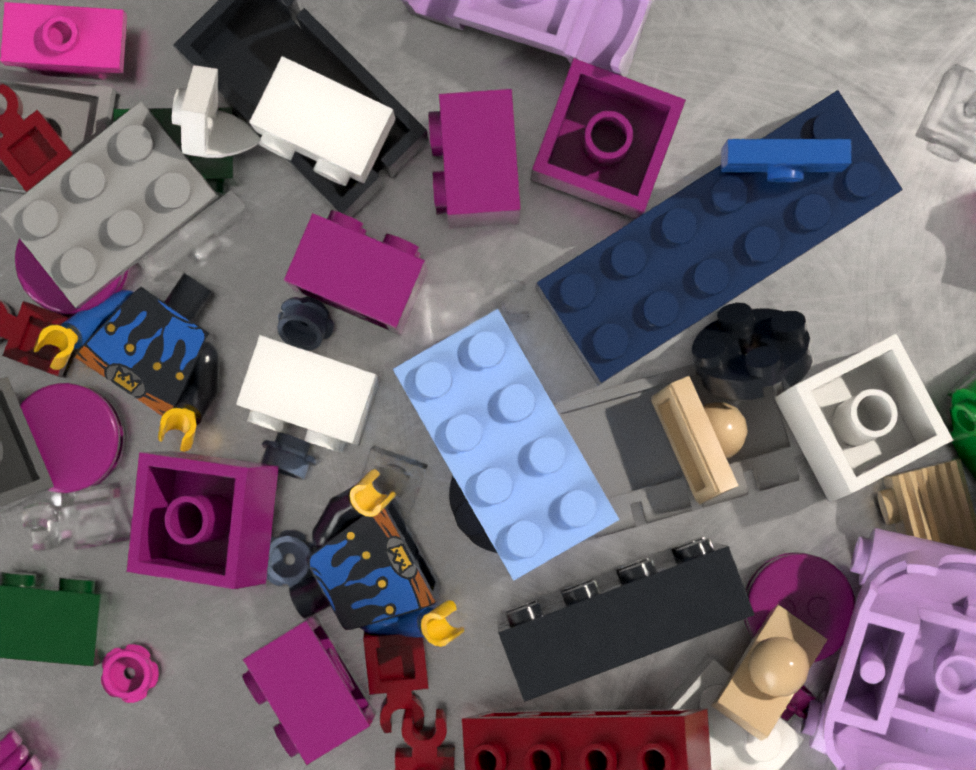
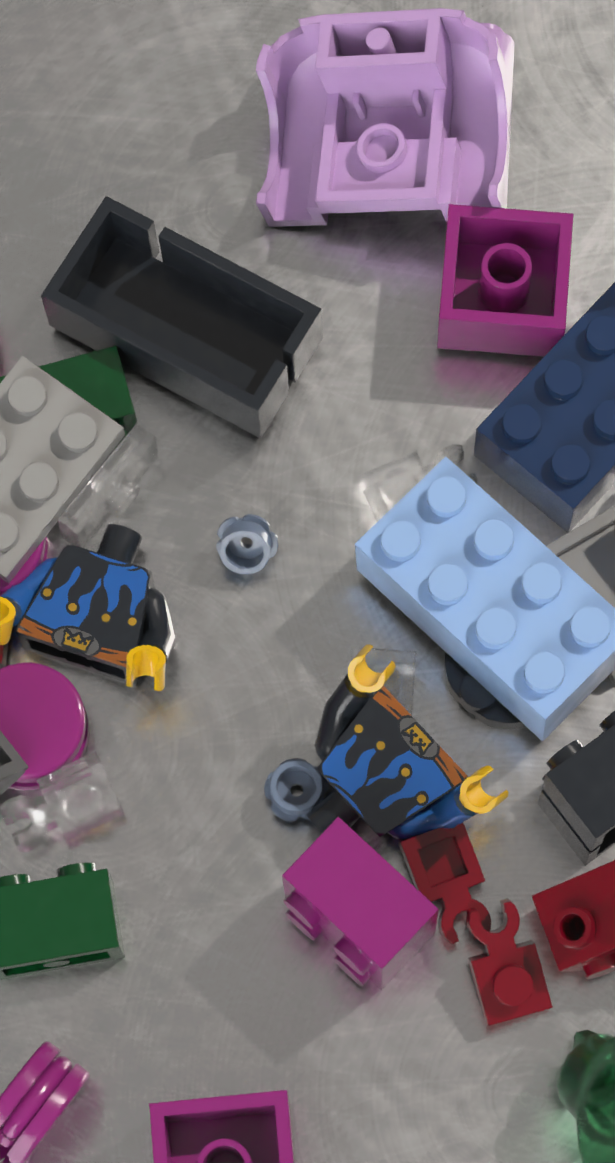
camera: 10 degrees left, 15 degrees down
(113, 675) = (144, 944): dark pink plate -> none
(202, 519) = (195, 759): magenta brick -> none
(203, 127) = (96, 368): white plate -> none
(288, 454) = (265, 684): sand blue plate -> none
(308, 391) = (272, 601): white brick -> none
(321, 122) = (214, 319): white brick -> none
(358, 272) = (290, 469): magenta brick -> none
(479, 159) = (380, 330): magenta brick -> none

